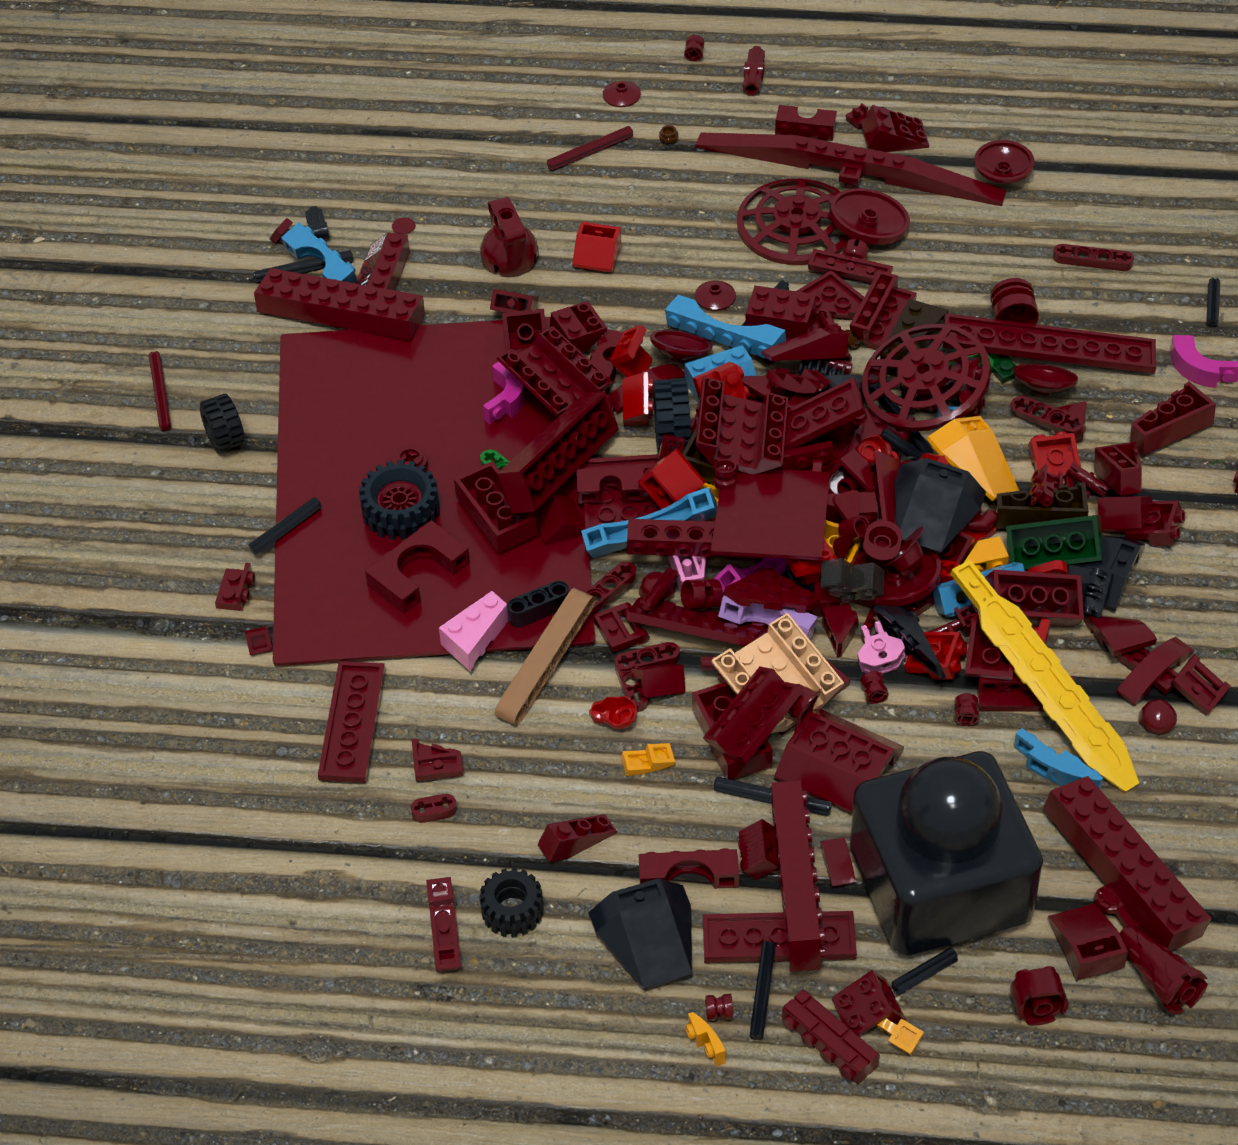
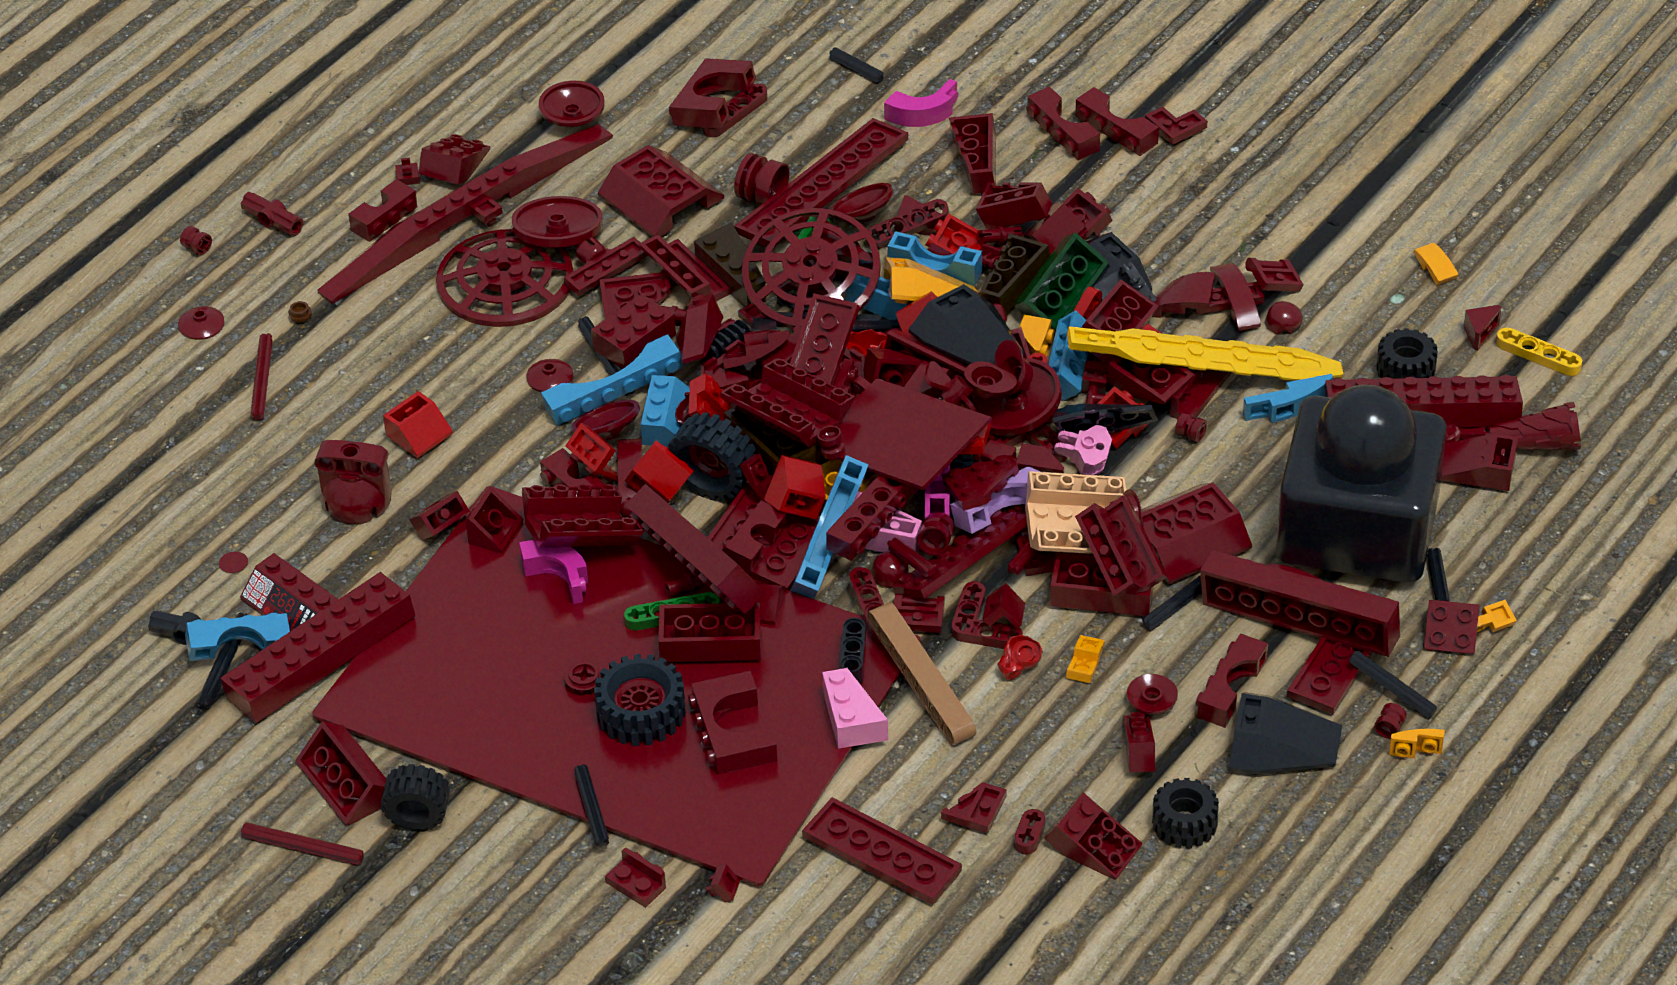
camera: 60 degrees left, 5 degrees down
(240, 373) = (342, 772): none -> dark red slope
(282, 229) = (159, 656): dark red tile -> none
(443, 924) = (1173, 877): dark red slope -> none
(449, 850) = (1093, 838): none -> dark red slope
(579, 325) = (519, 472): dark red slope -> none
(632, 813) = (1152, 693): none -> dark red dish
(758, 849) = (1245, 620): dark red brick -> none
(830, 1037) = (1467, 662): dark red brick -> none
(852, 581) = (1016, 418): clear smoke brick -> none
(874, 689) = (1127, 471): dark red wheel -> none
(960, 251) = (653, 188): none -> dark red slope
(1014, 440) = (962, 265): none -> dark azure arch
(1038, 995) = (1517, 513): dark red brick -> none
(1042, 487) = (1000, 257): dark red hinge -> none
(1113, 224) = (713, 75): none -> dark red arch
(1174, 811) = (1406, 355): none -> black tyre

